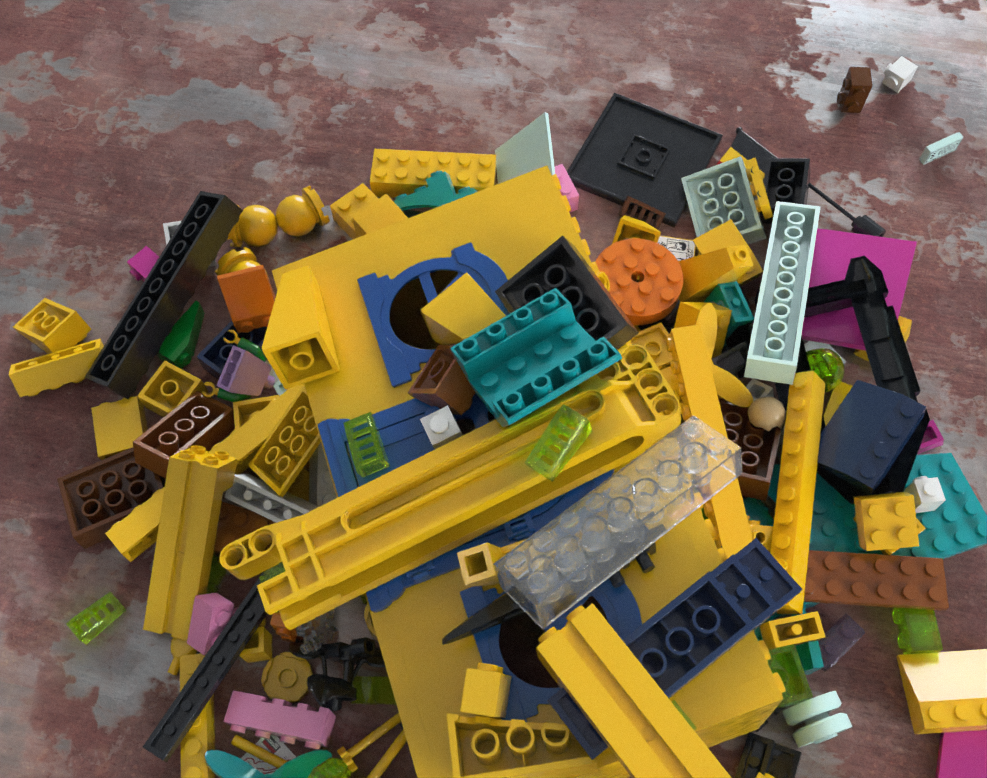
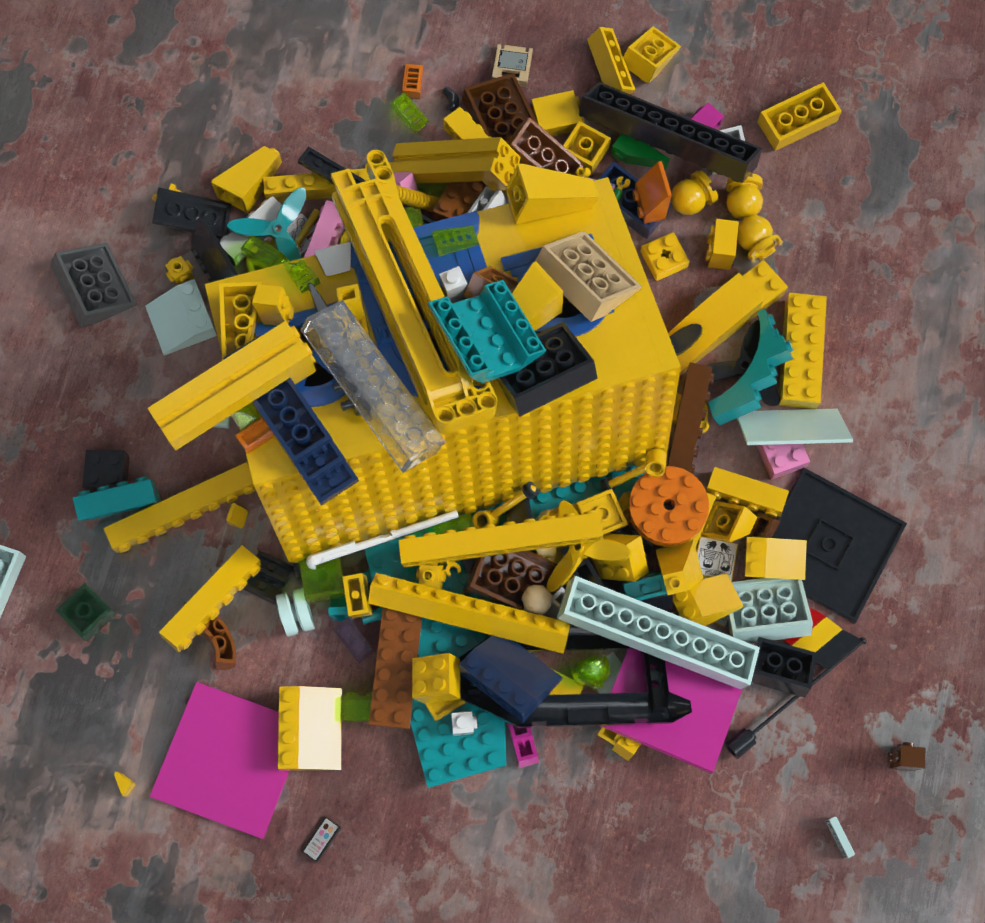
camera: 90 degrees right, 10 degrees up
(36, 486) = (513, 60): none -> container
(66, 614) = (412, 92): none -> orange slope
(82, 560) = (453, 99): none -> black arm
(154, 176) = (799, 116): none -> yellow brick
(233, 596) = (417, 199): none -> yellow piece
(305, 239) = (722, 244): none -> yellow brick
(392, 615) = (335, 258): none -> white sticker
(422, 663) = (301, 274): none -> clear neon green slope
(424, 269) = (587, 275): none -> tan slope
(558, 425) = (425, 354): clear neon green slope -> none
(601, 217) = (747, 492): none -> yellow brick
(672, 197) = (775, 558): none -> yellow slope
(702, 706) = (254, 435): none -> orange tile
(758, 189) = (776, 635): yellow plate -> none
(899, 74) = (935, 813): white brick -> none

